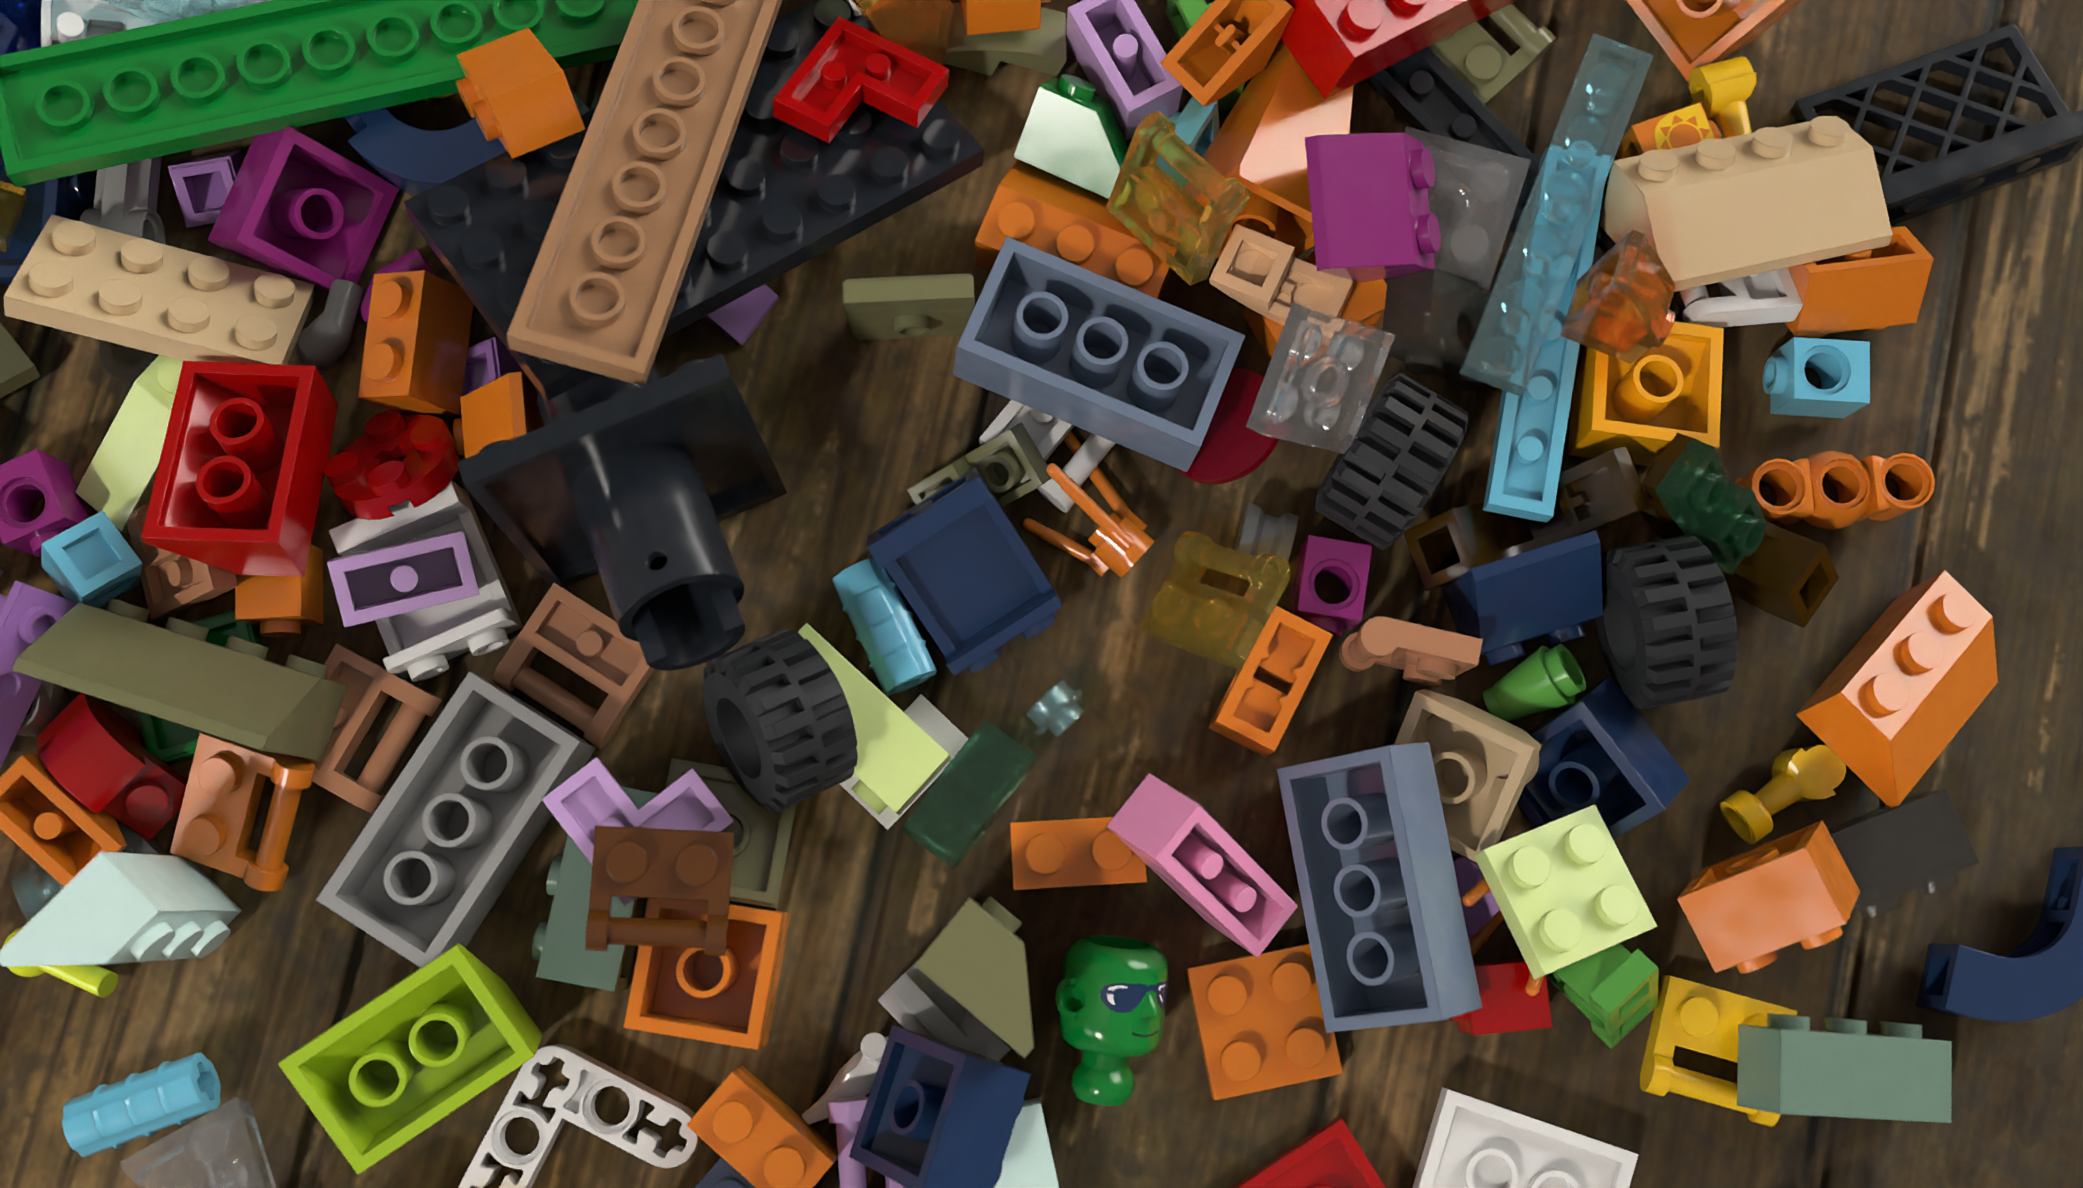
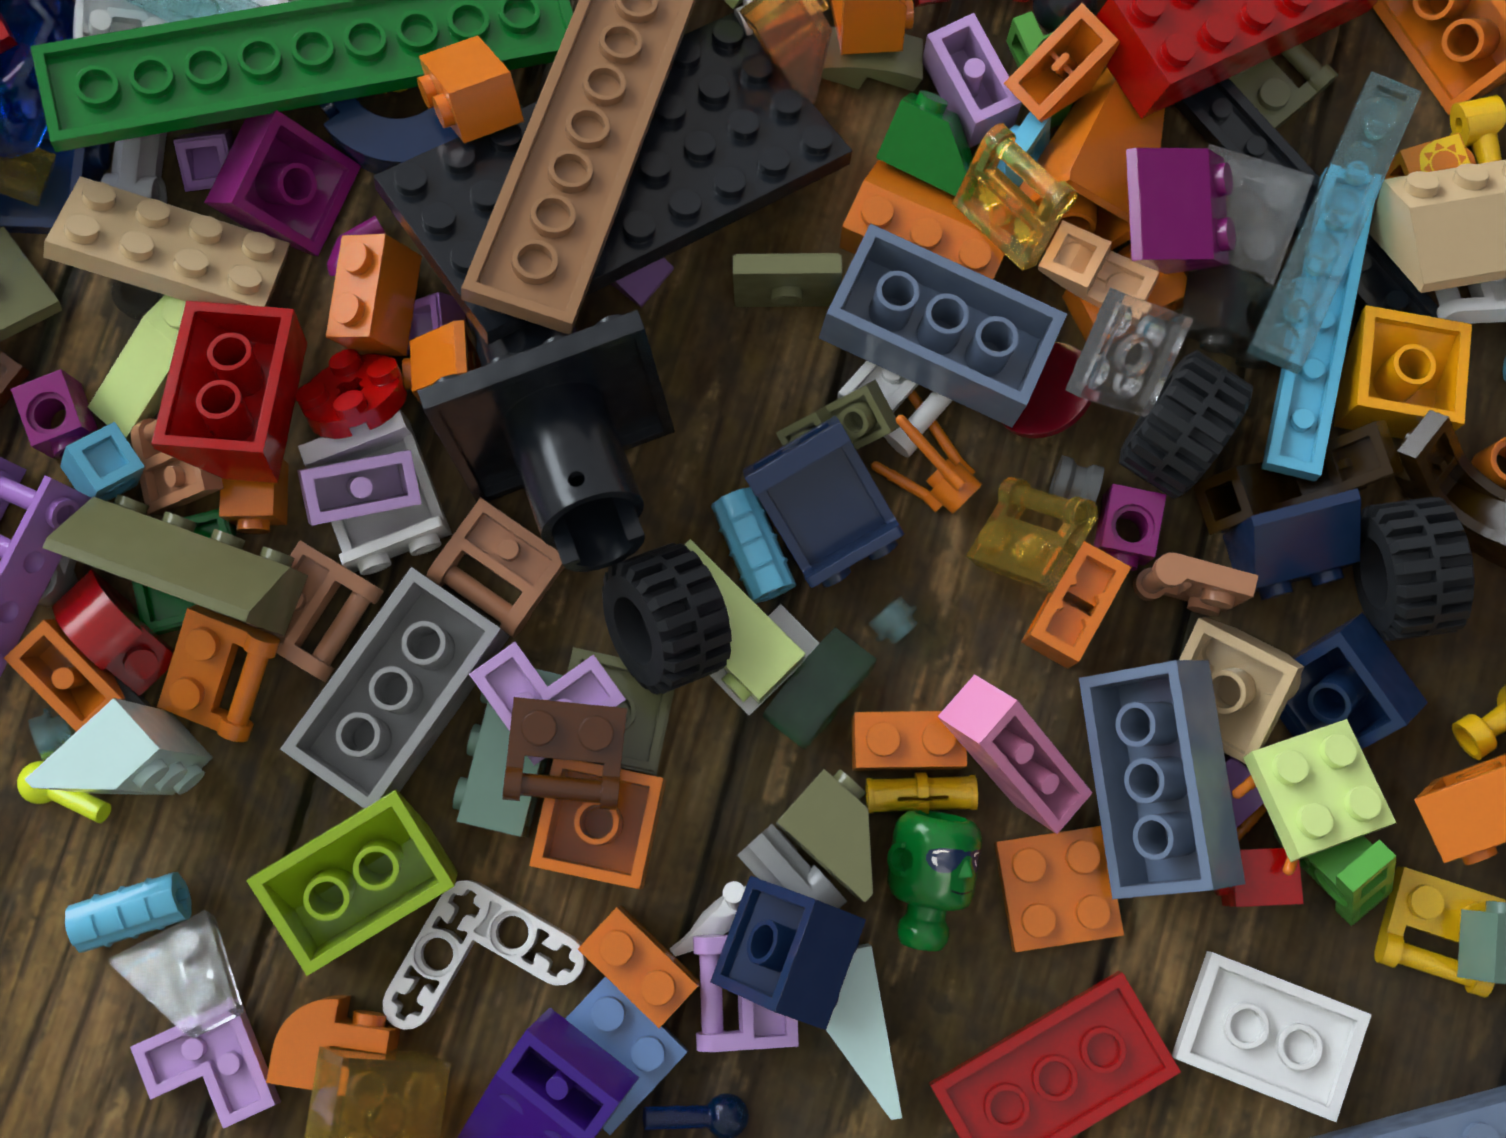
camera: 10 degrees right, 0 degrees up
(332, 330) = (304, 280): dark grey arm -> none
(853, 68) = (750, 78): red plate -> none
(1096, 915) = (921, 793): none -> yellow pin
(1536, 685) = (1301, 617): bright green cone -> none
(1623, 301) = (1388, 297): clear orange slope -> none
(1711, 506) = (1455, 473): clear green slope -> none

